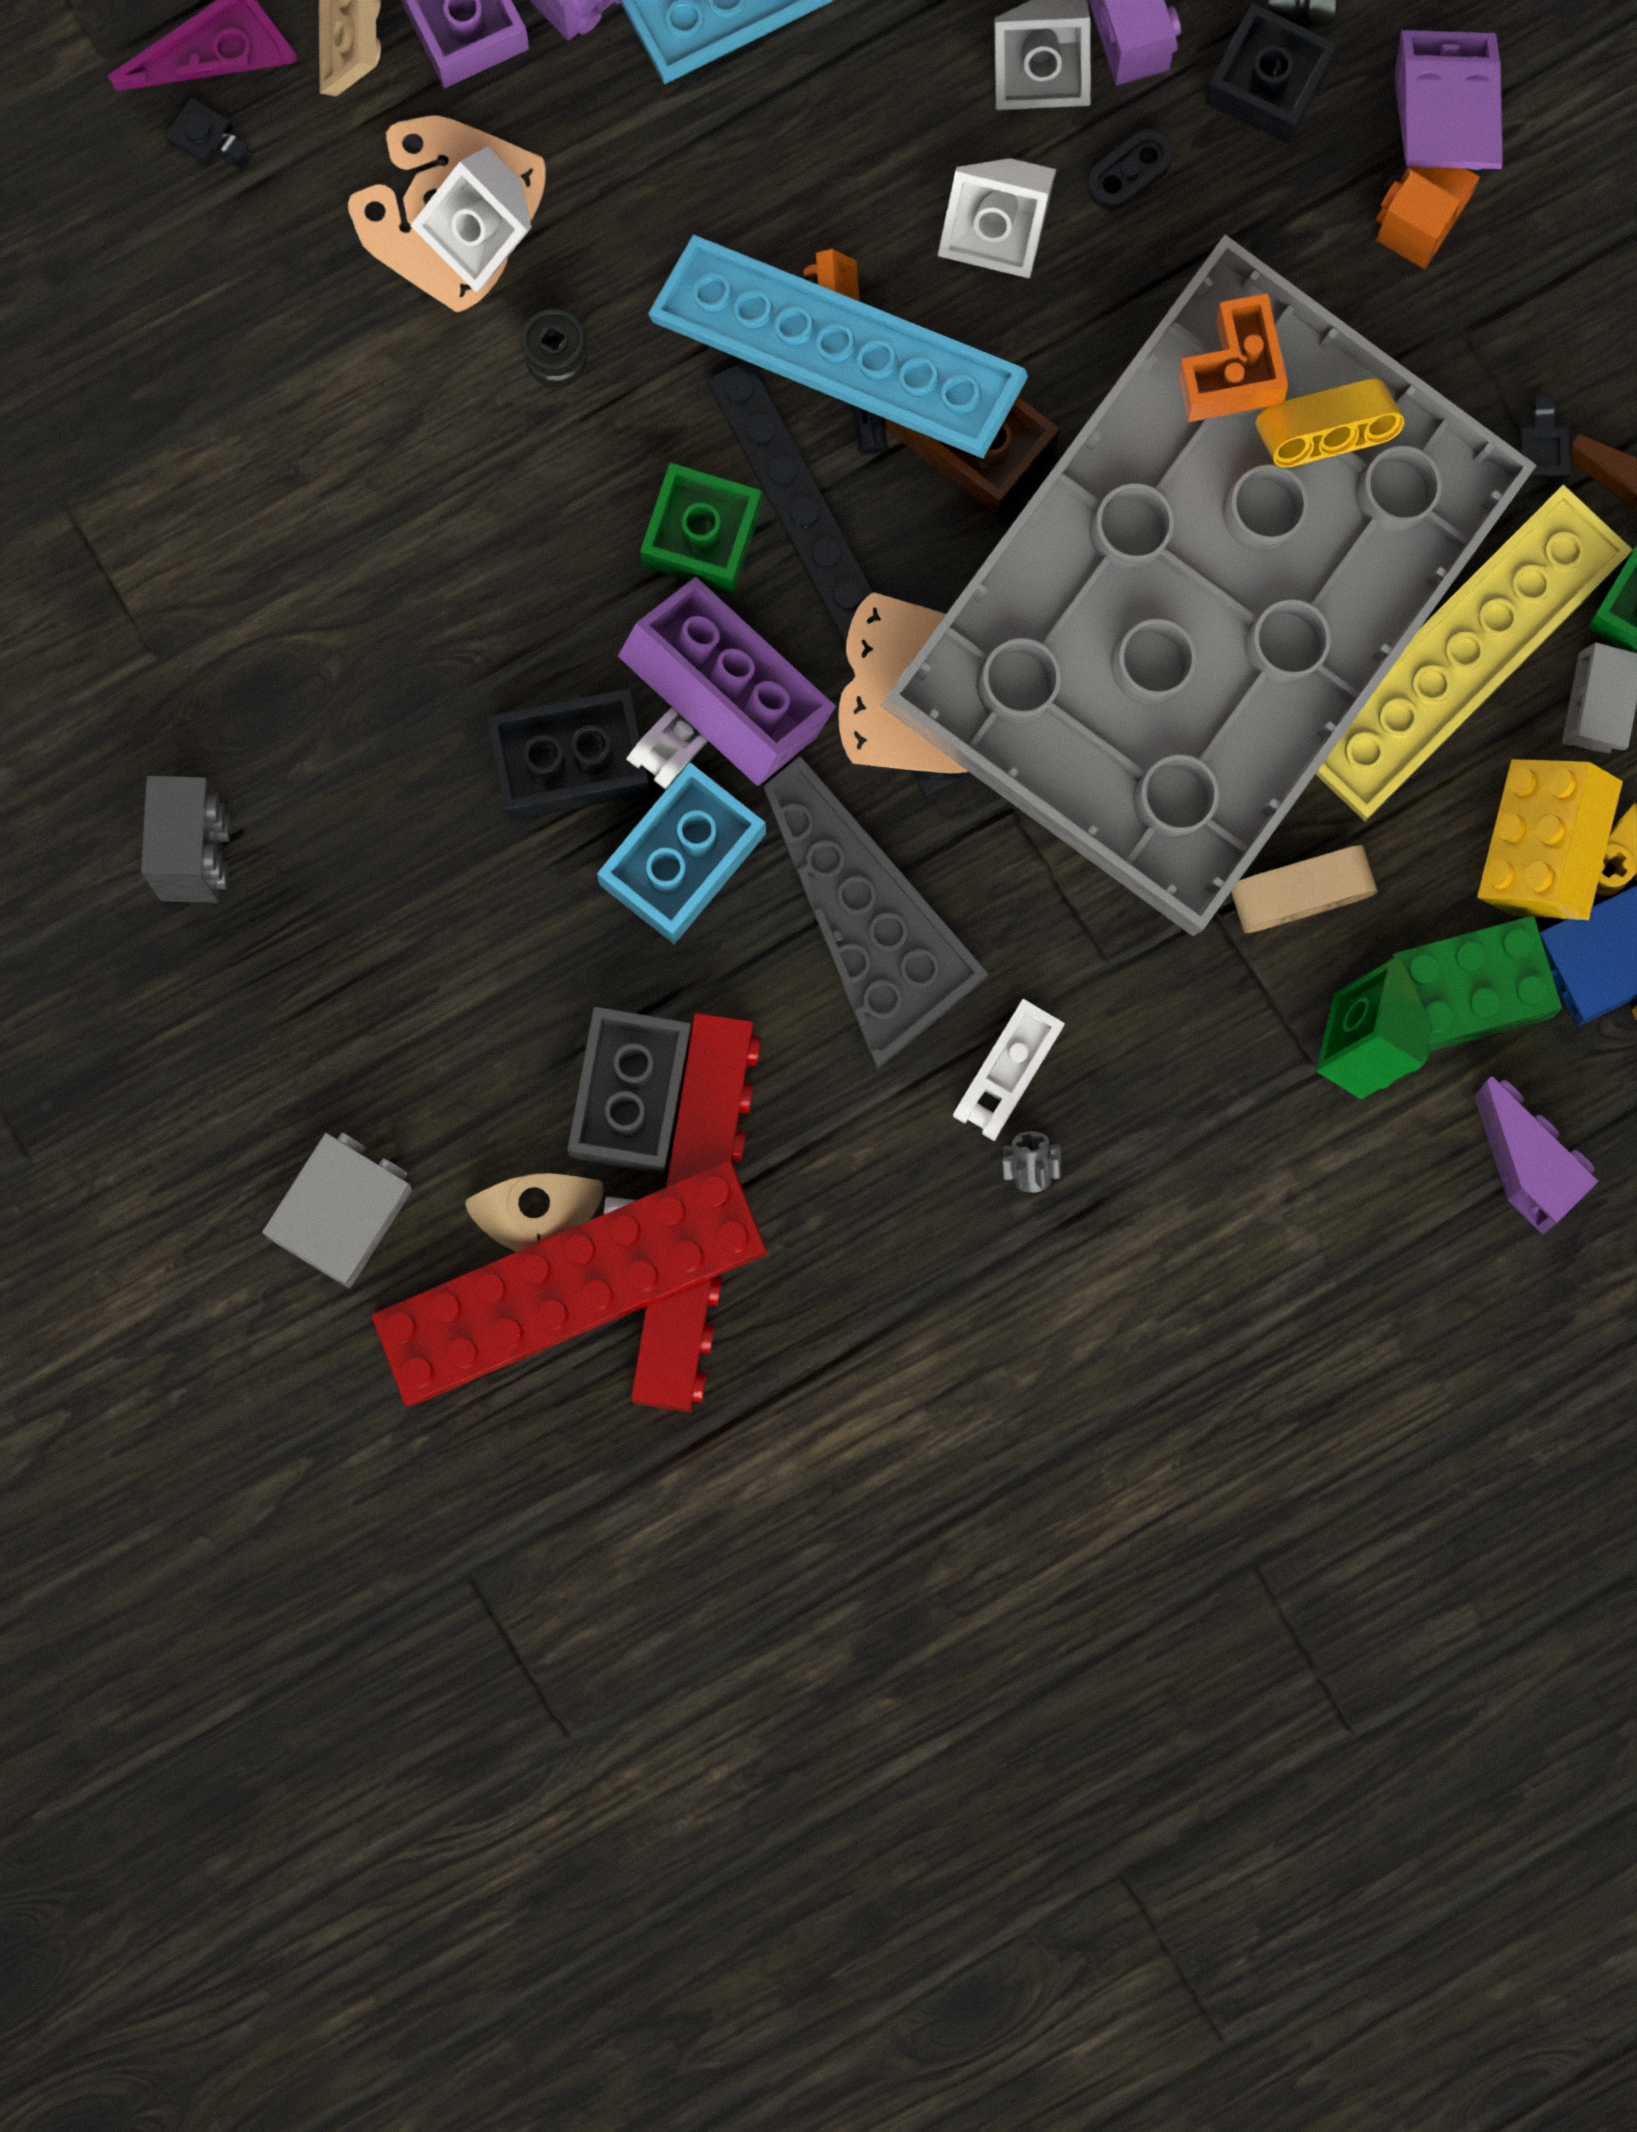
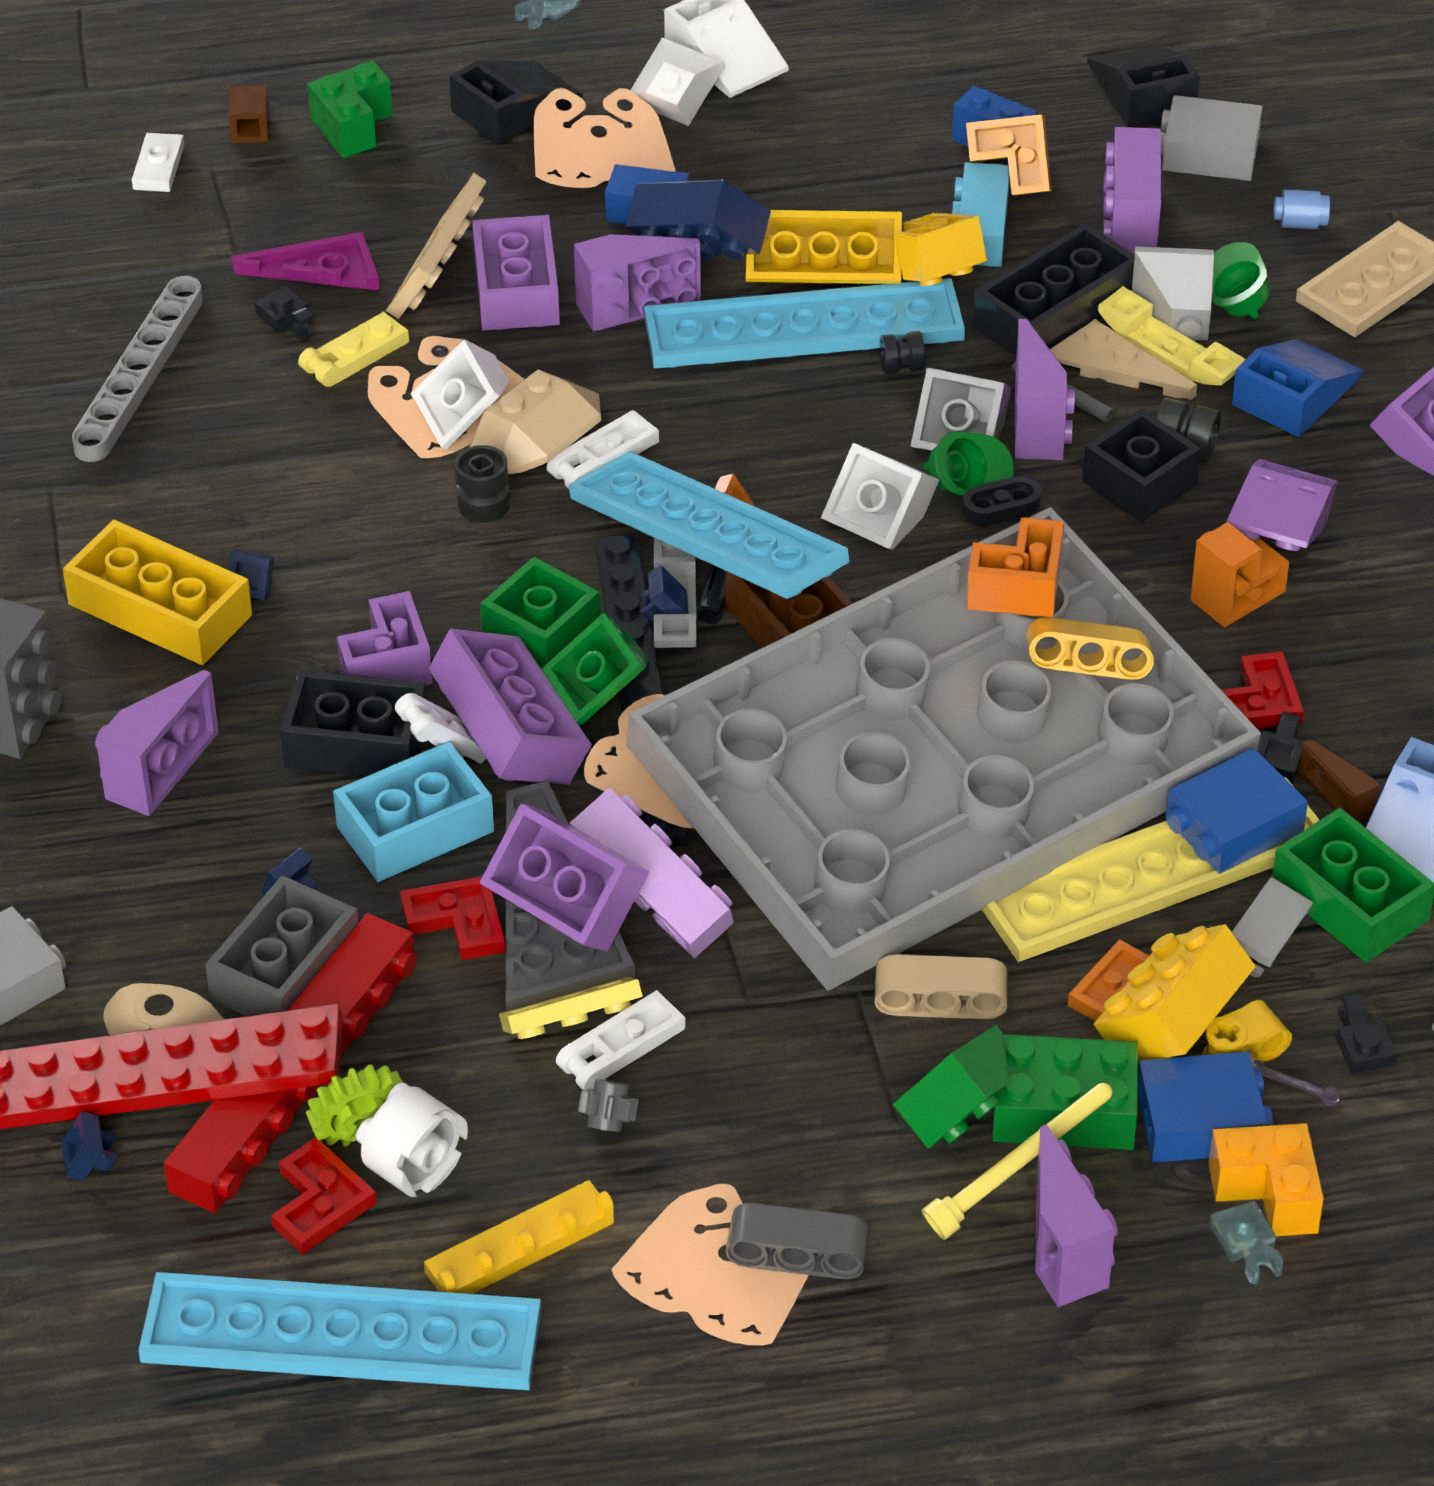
camera: 20 degrees right, 35 degrees down
(82, 305) = (137, 380): none -> light grey beam
(269, 637) = (158, 592): none -> yellow brick
(312, 169) = (354, 349): none -> light yellow plate
(354, 567) = (254, 567): none -> dark blue tile
(369, 865) = (156, 742): none -> medium lavender slope
(534, 1393) = (86, 1147): none -> dark blue tile
(568, 637) = (393, 646): none -> medium lavender brick
(577, 230) = (538, 420): none -> tan wedge
(587, 981) = (293, 867): none -> dark blue tile
(663, 239) = (622, 435): none -> white plate
(783, 952) = (456, 905): none -> red plate
(793, 1264) = (349, 1103): none -> lime gear
(804, 1361) = (328, 1200): none -> red plate
(805, 604) = (595, 667): none -> green slope
(828, 456) = (664, 595): none -> dark blue tile
(833, 456) = (676, 629): none -> light grey slope
(863, 1285) = (412, 1140): none -> white brick
(880, 1517) = (341, 1331): none -> medium azure plate
(890, 917) = (564, 877): none -> medium lavender brick
(942, 1045) = (571, 1008): none -> light yellow plate
(964, 856) = (673, 889): none -> lavender wedge
(1004, 1346) = (521, 1240): none -> yellow hinge
(1080, 134) = (968, 461): none -> green piece
(1201, 1327) = (702, 1282): none -> light nougat piece
(1276, 1259) = (797, 1241): none -> dark grey beam
(1408, 1174) = (947, 1213): none -> light yellow piece
(1470, 822) = (1105, 979): none -> orange plate
(1510, 368) = (1267, 690): none -> red plate
(1533, 566) = (1236, 810): none -> blue brick

